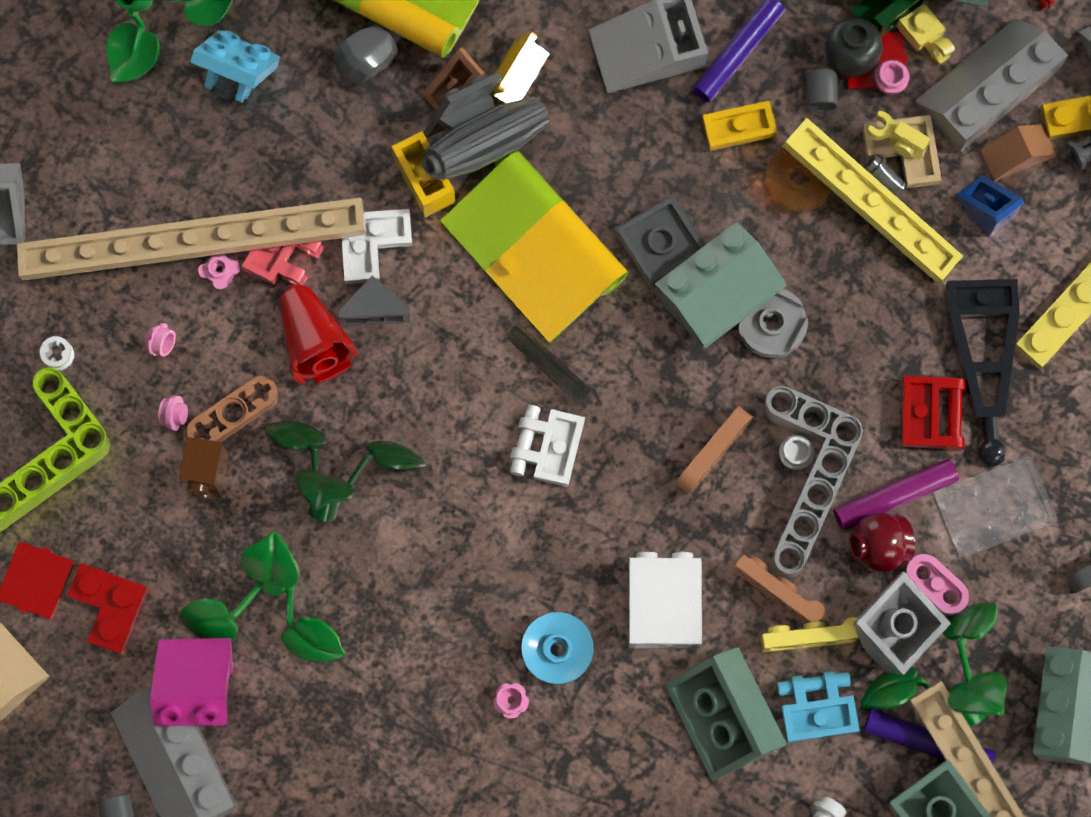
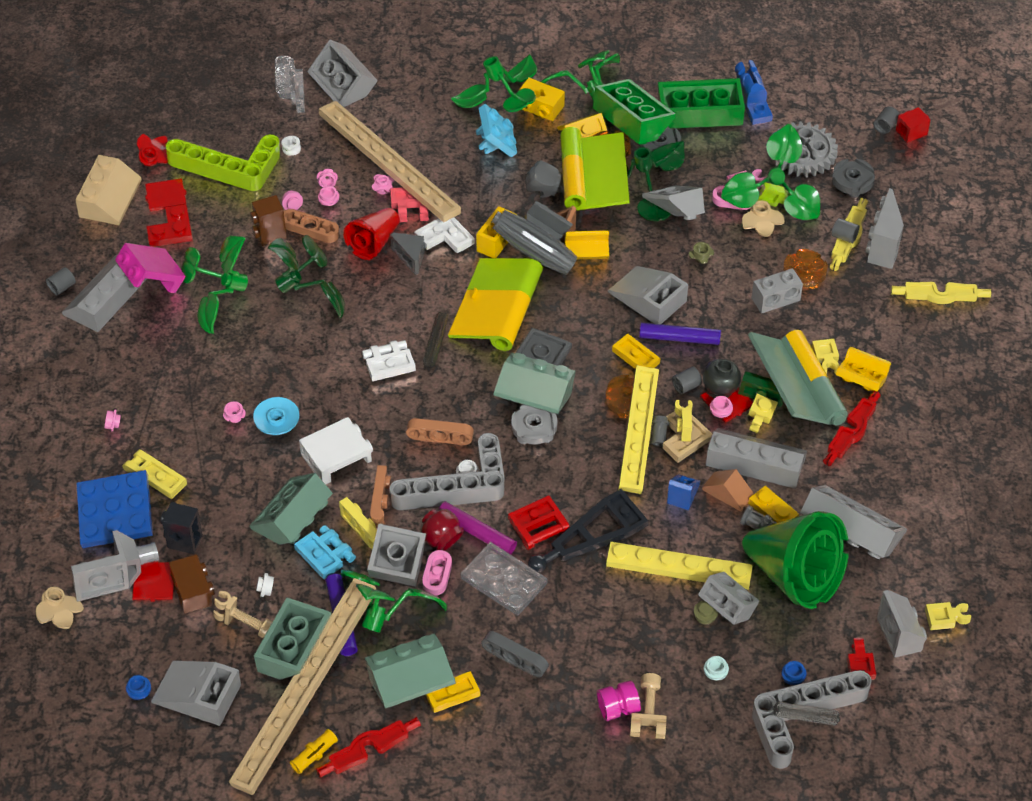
camera: 60 degrees right, 25 degrees down
(194, 357) = (328, 196): none -> bright pink plate

